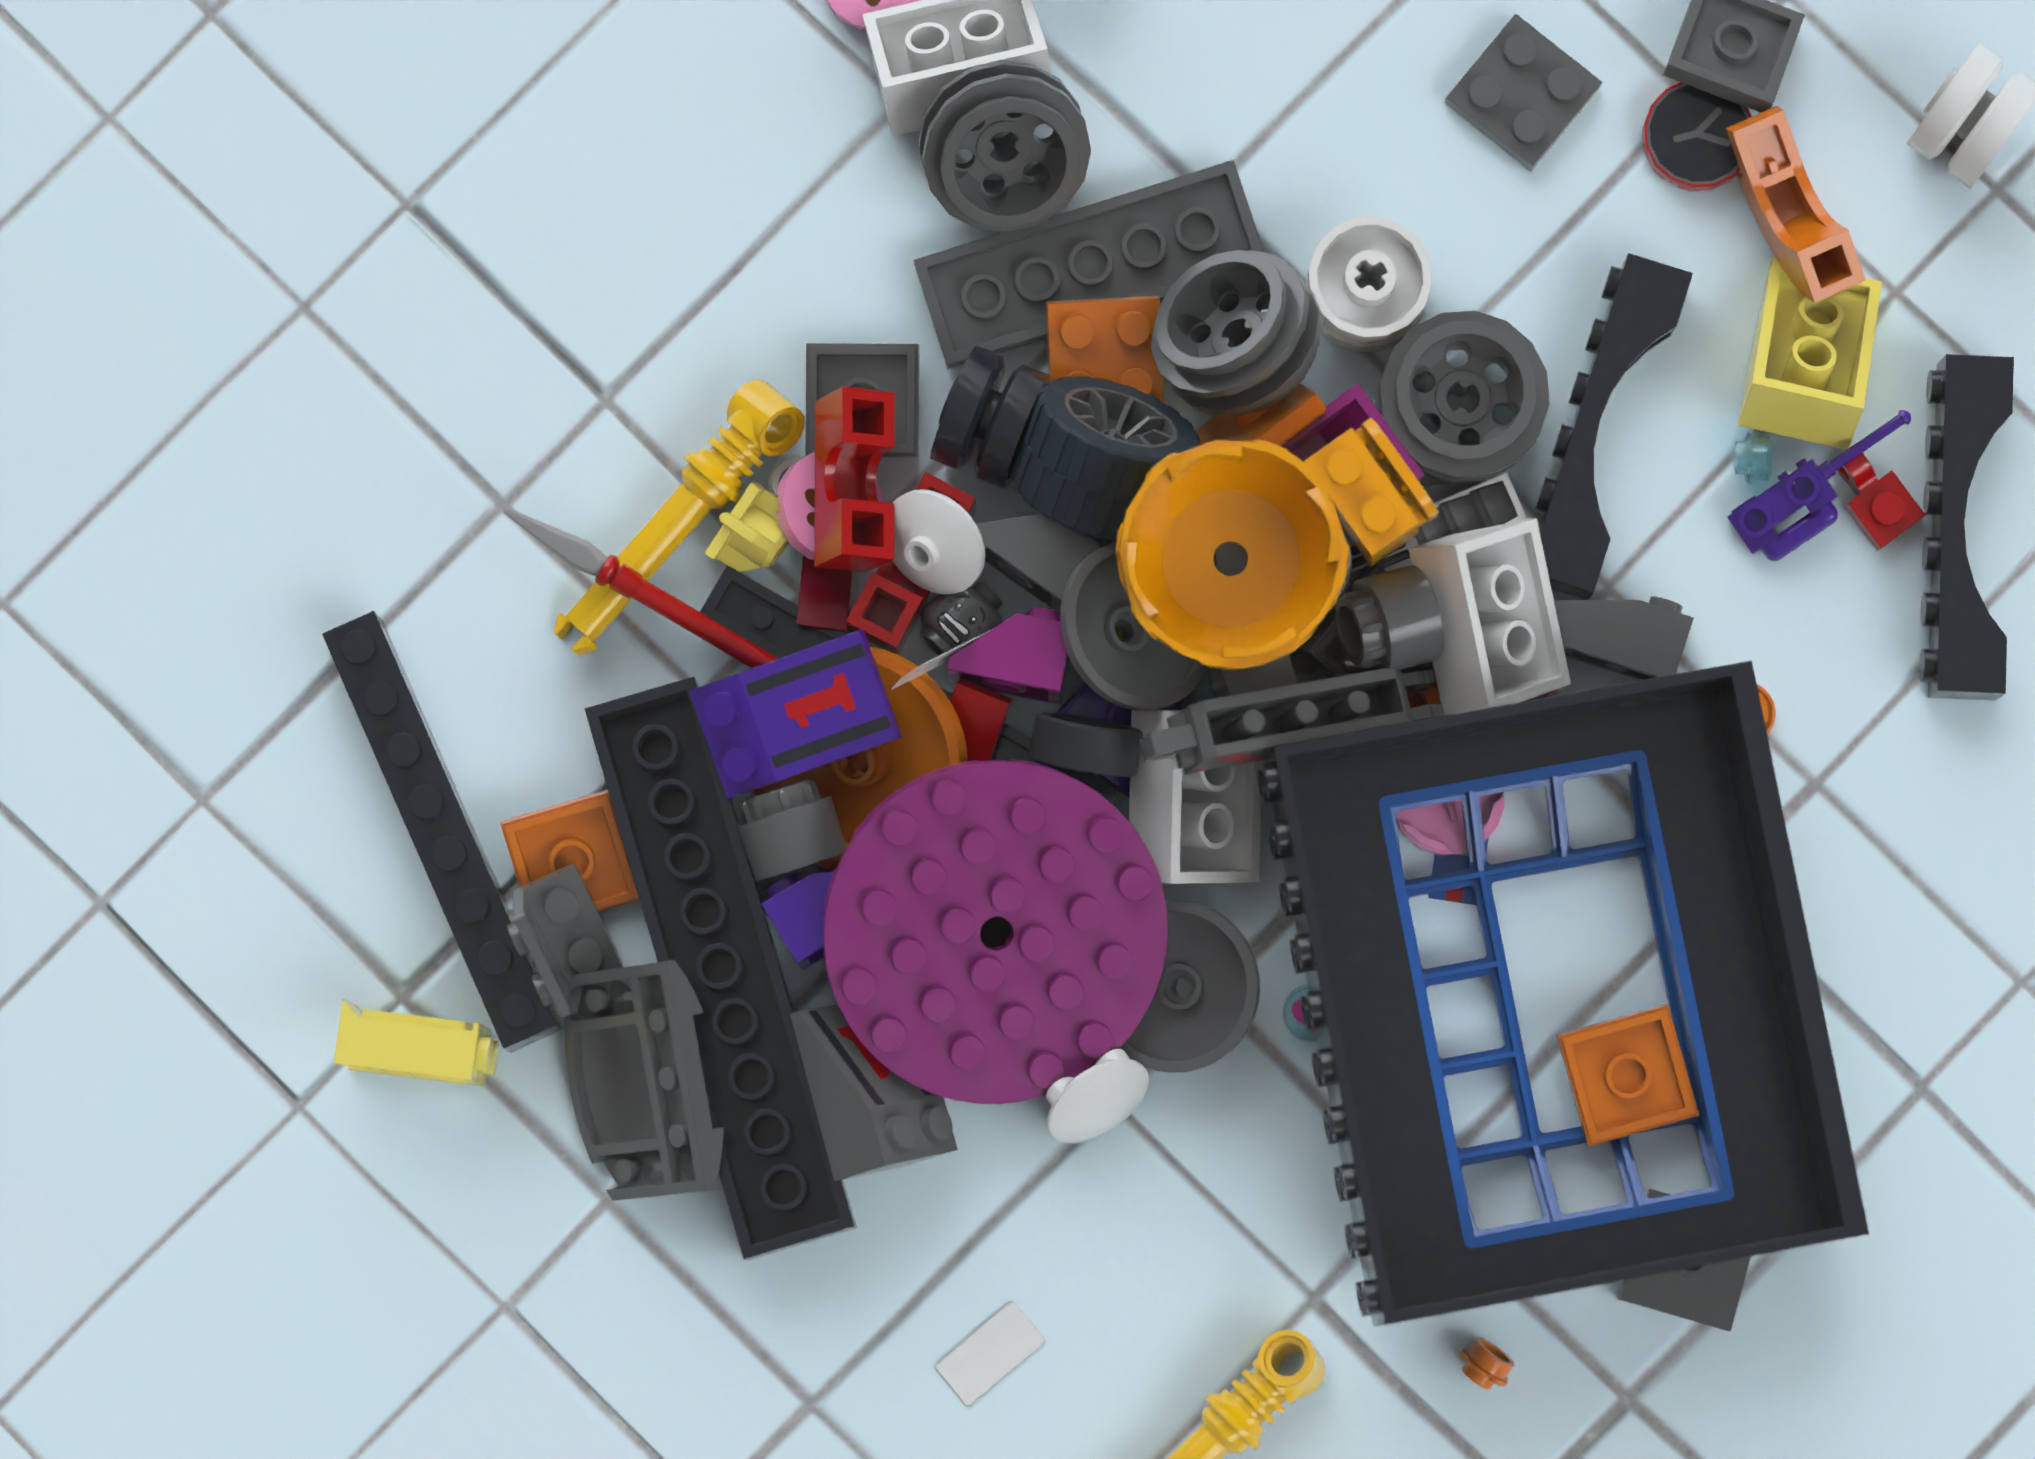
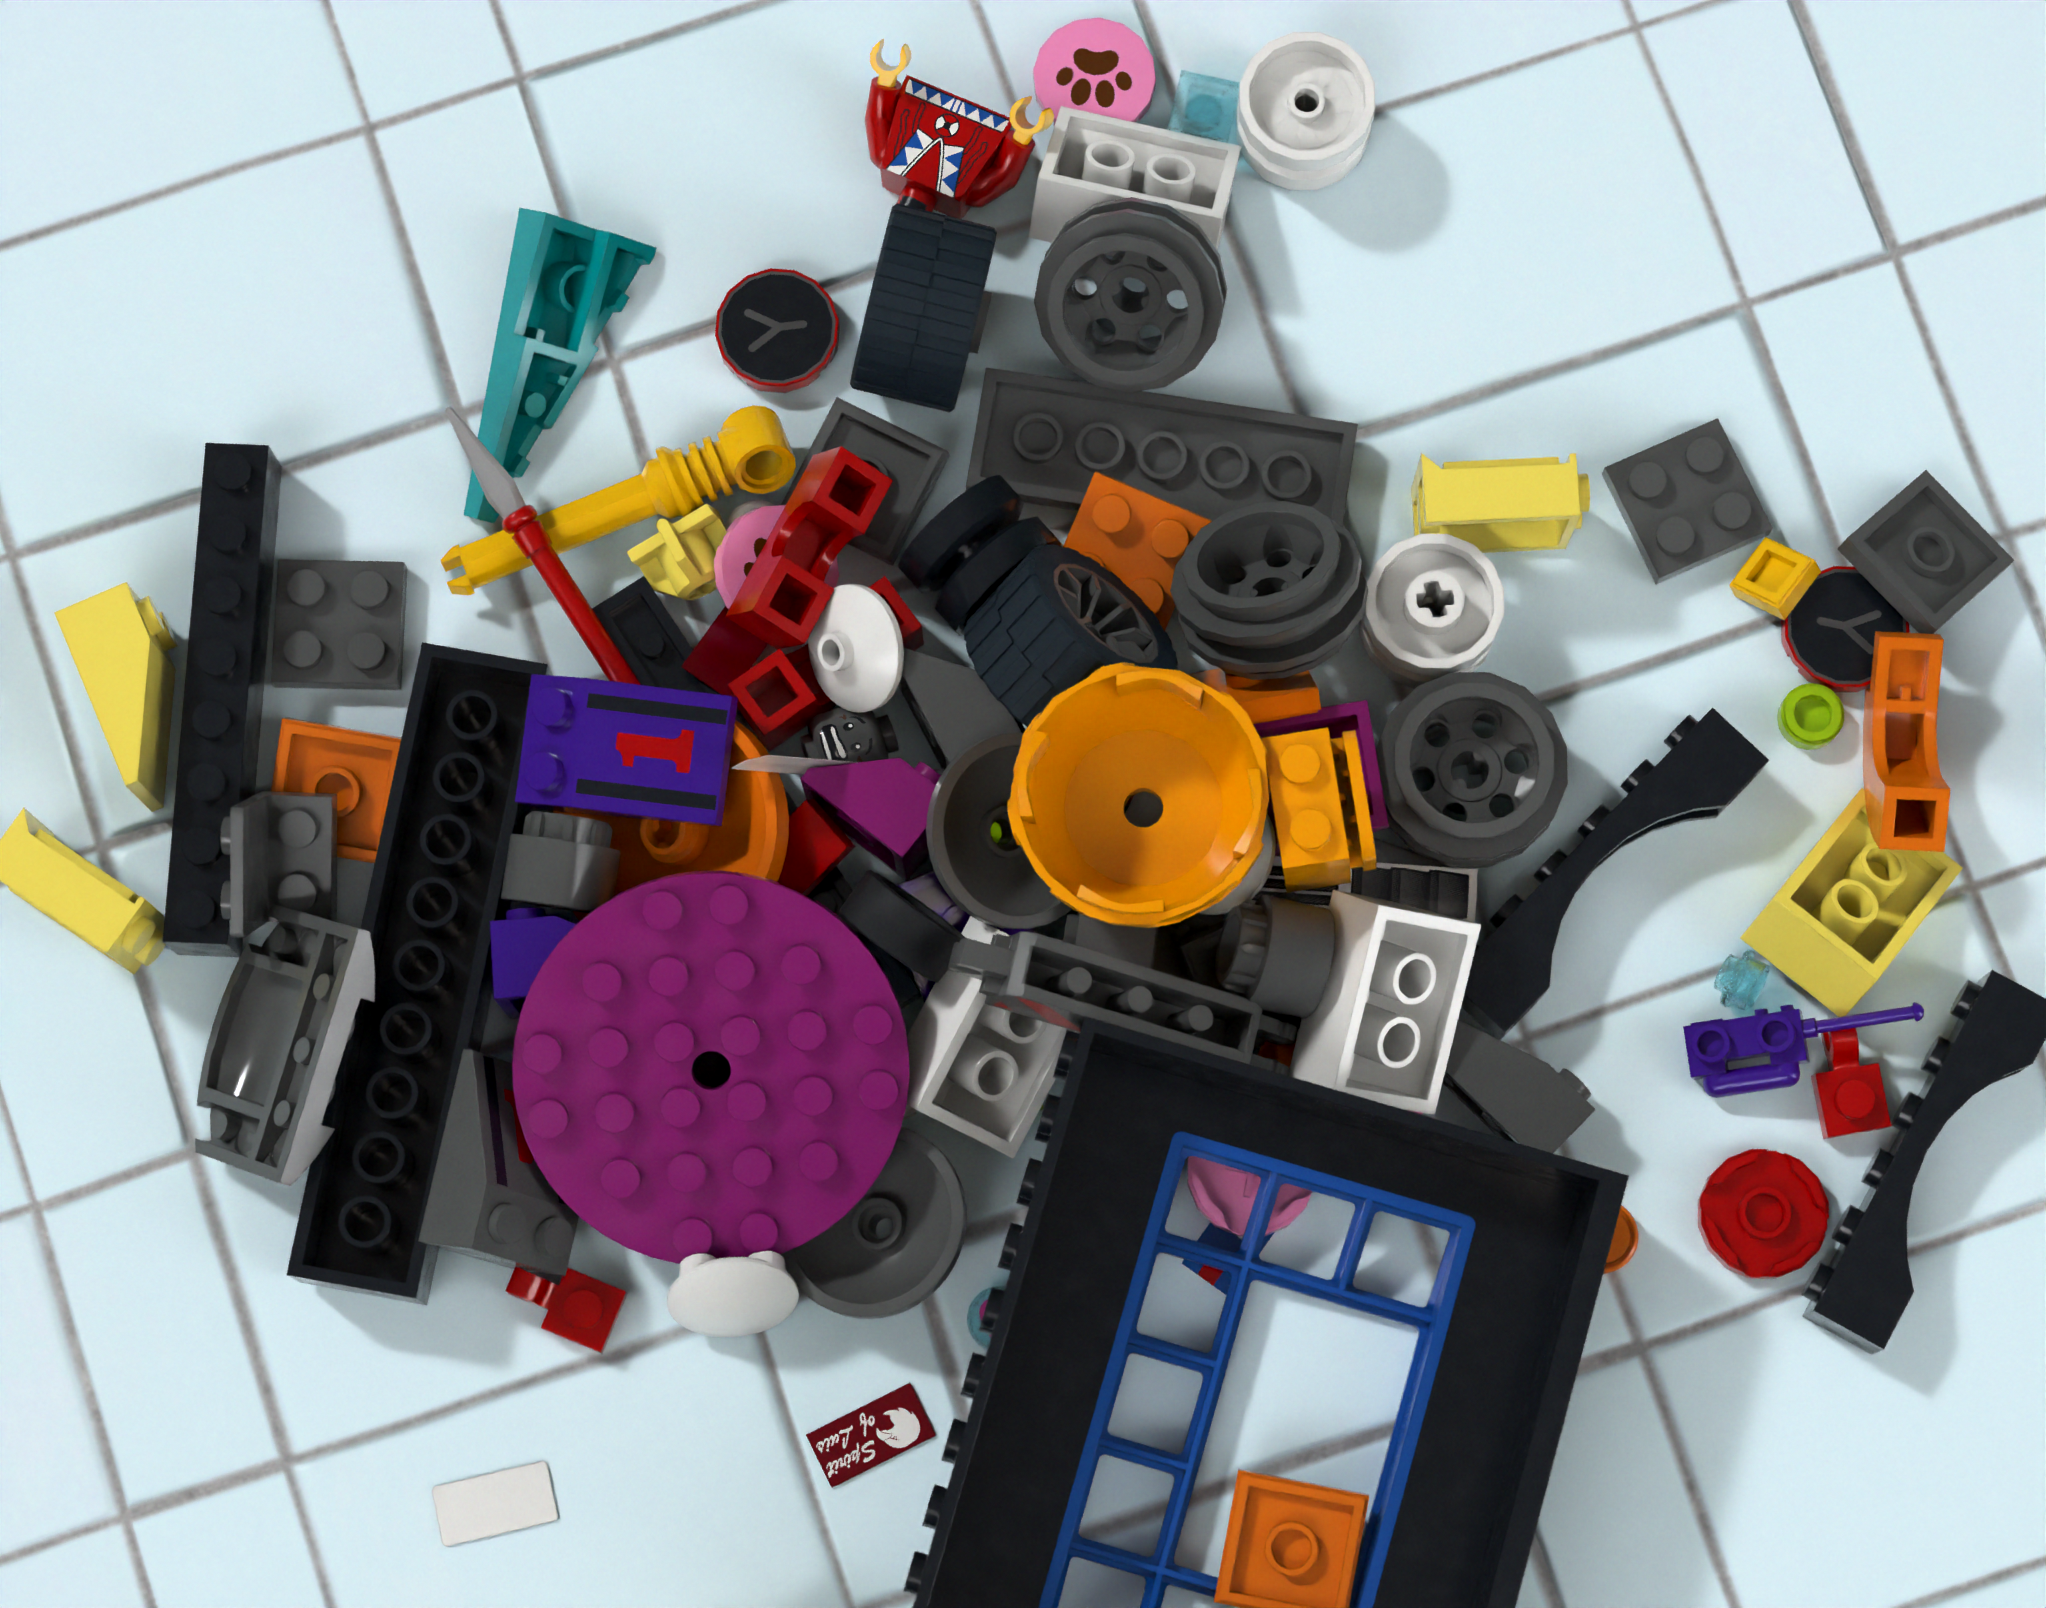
camera: 25 degrees right, 5 degrees down
(348, 841) = (130, 680): none -> light yellow slope
(499, 725) = (339, 624): none -> dark grey plate
(536, 378) = (553, 308): none -> teal wedge
(727, 311) = (777, 330): none -> black tile
(784, 95) = (940, 146): none -> red torso
(844, 238) = (924, 308): none -> black wheel
(977, 1170) = (577, 1307): none -> red plate
(1255, 1152) = (870, 1435): none -> dark red sticker
(1379, 170) = (1501, 502): none -> light yellow window
(1624, 121) = (1775, 578): none -> yellow tile
(1705, 219) = (1810, 716): none -> lime tile
(1859, 633) = (1763, 1214): none -> red tile

